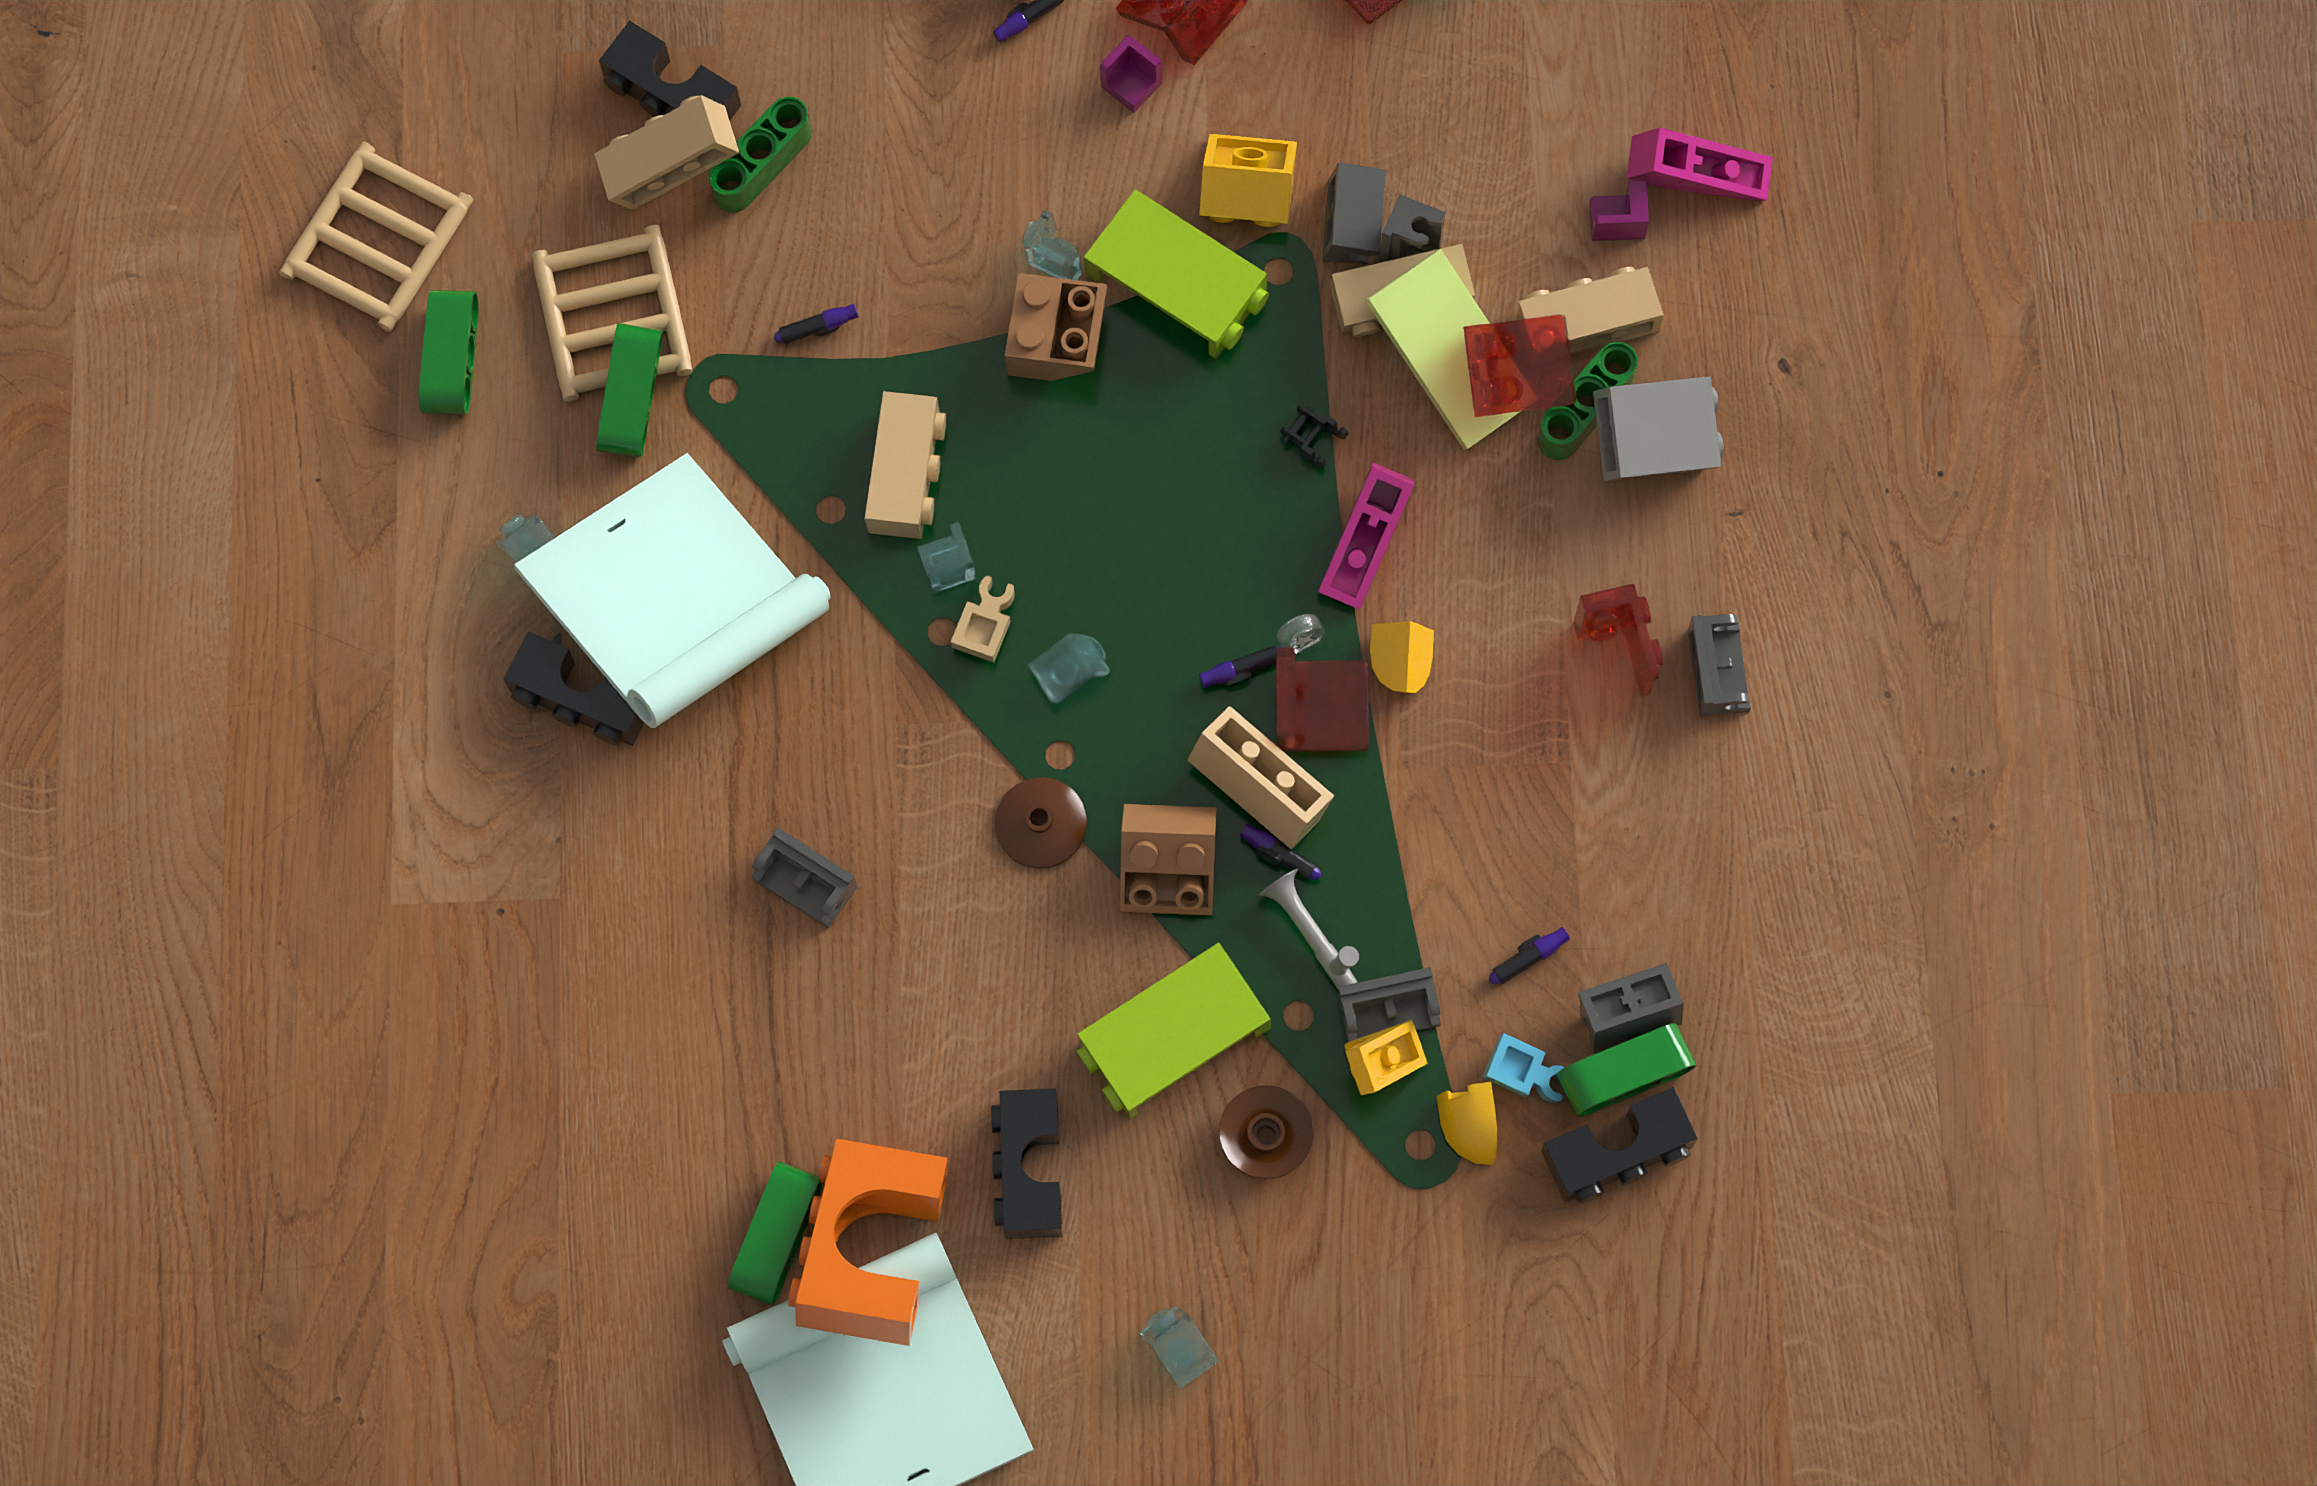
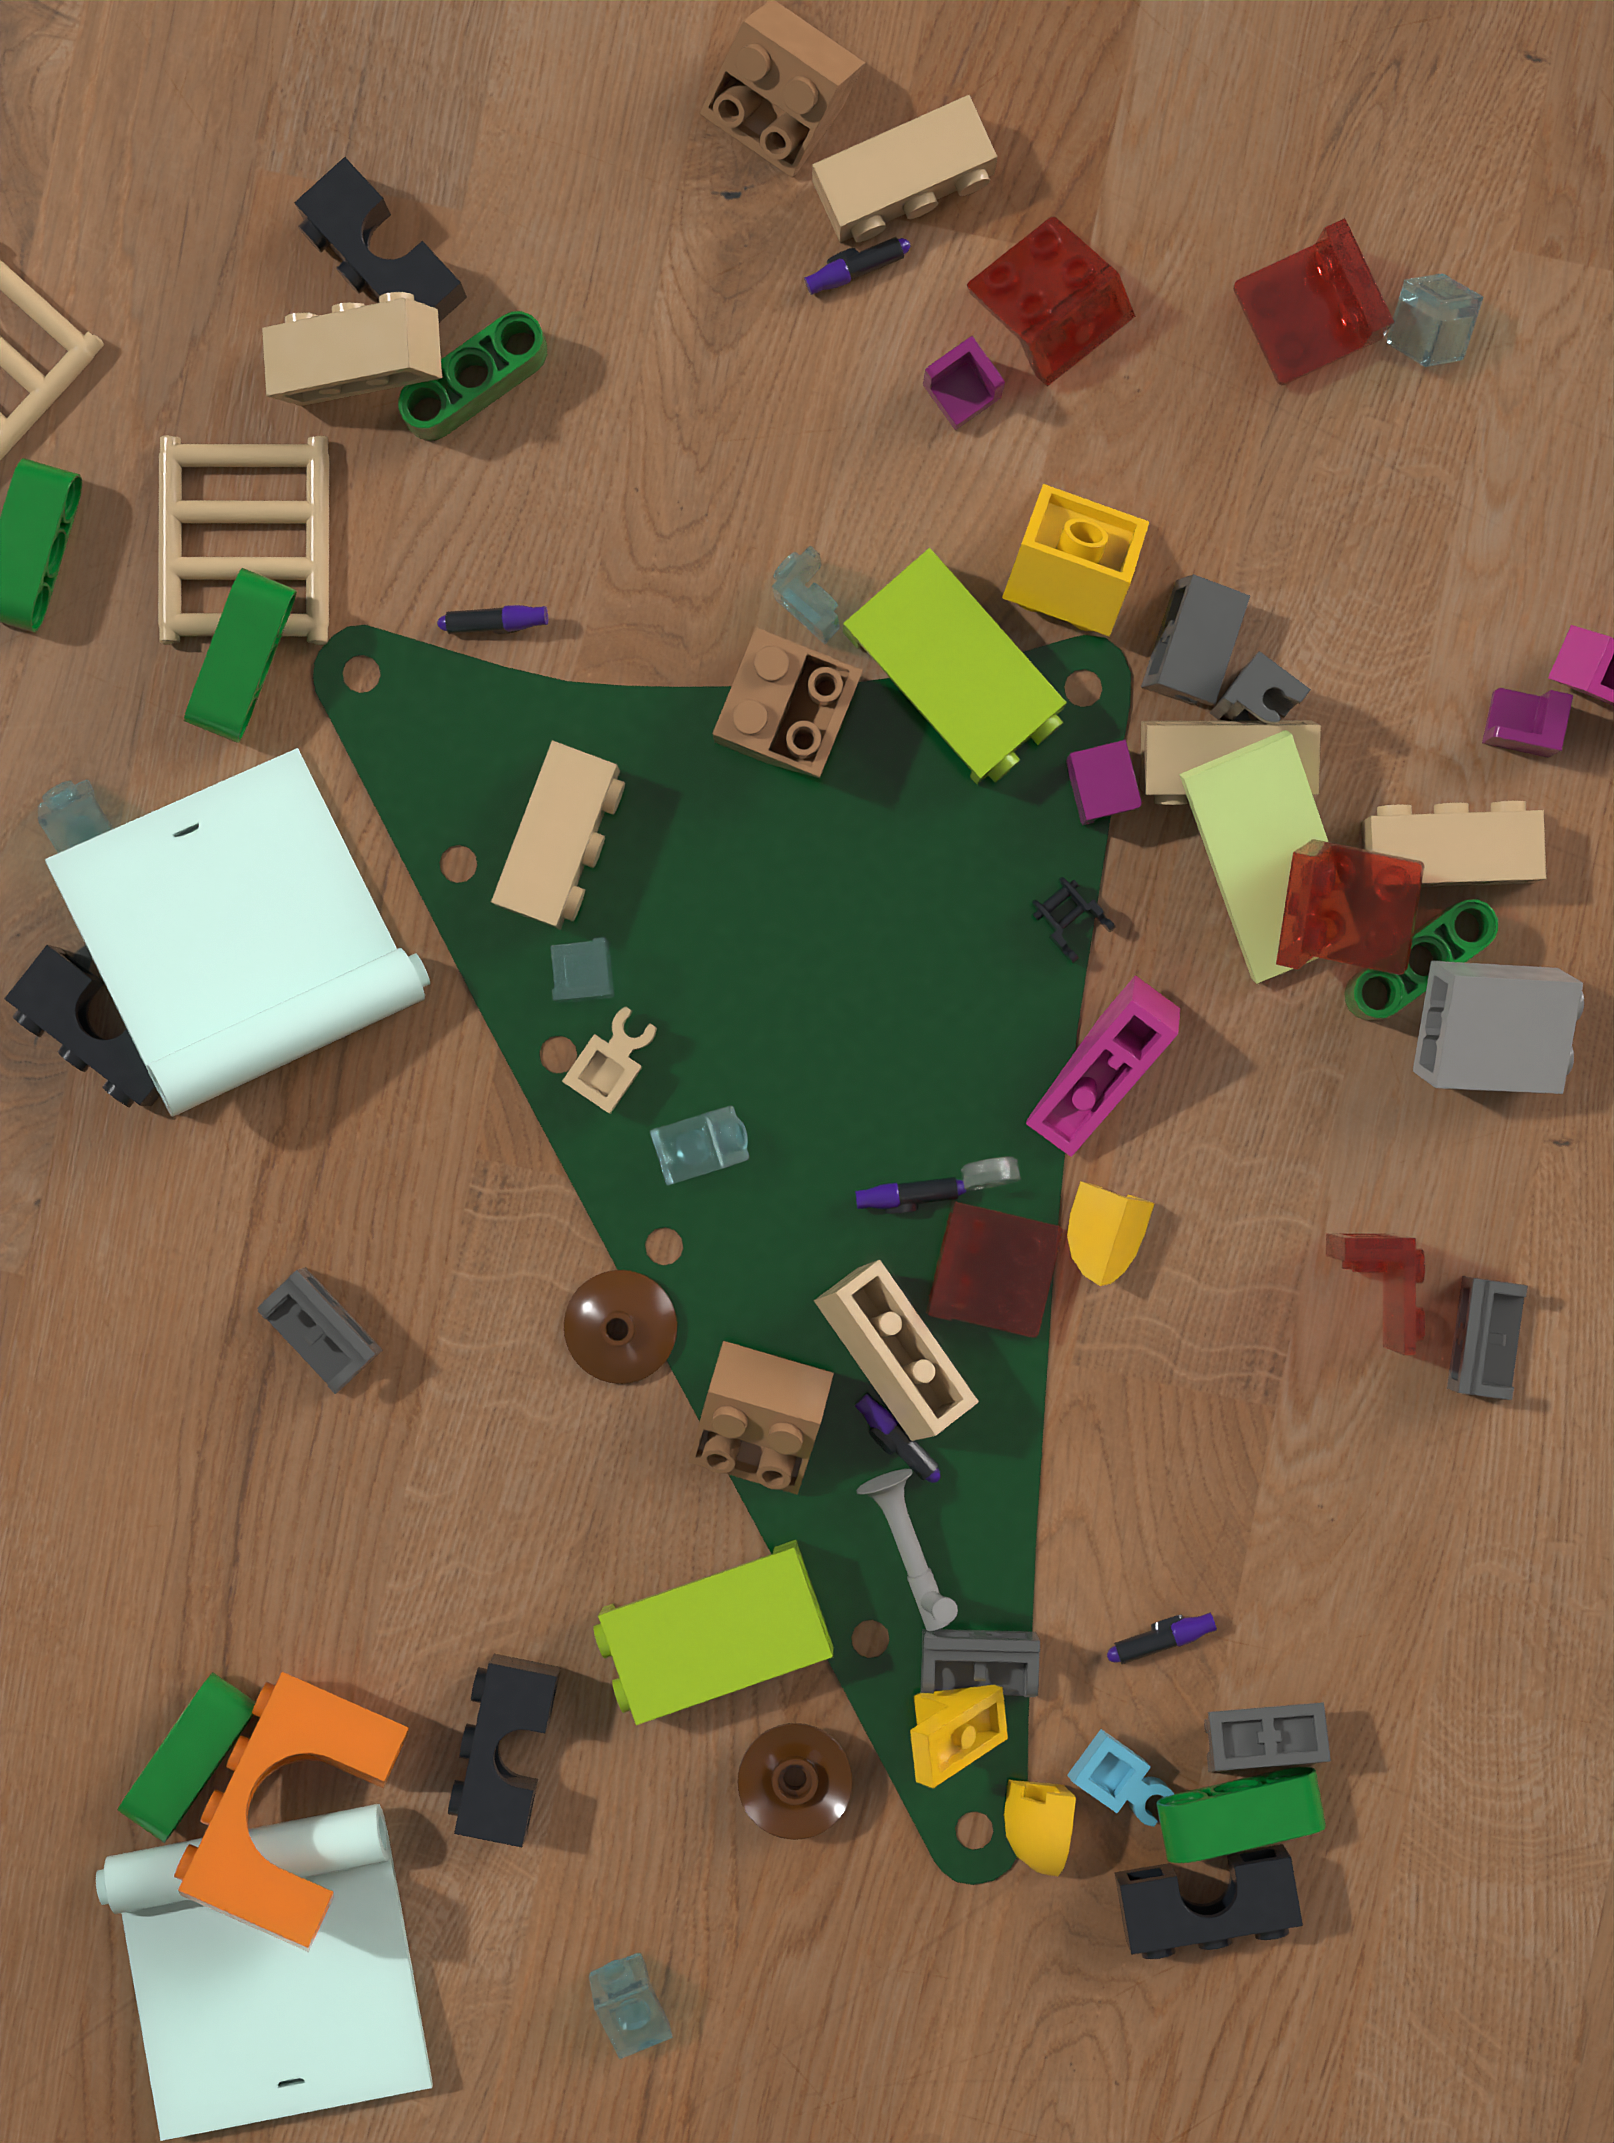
camera: 15 degrees right, 15 degrees up
(1309, 326) = (1103, 781): none -> magenta panel

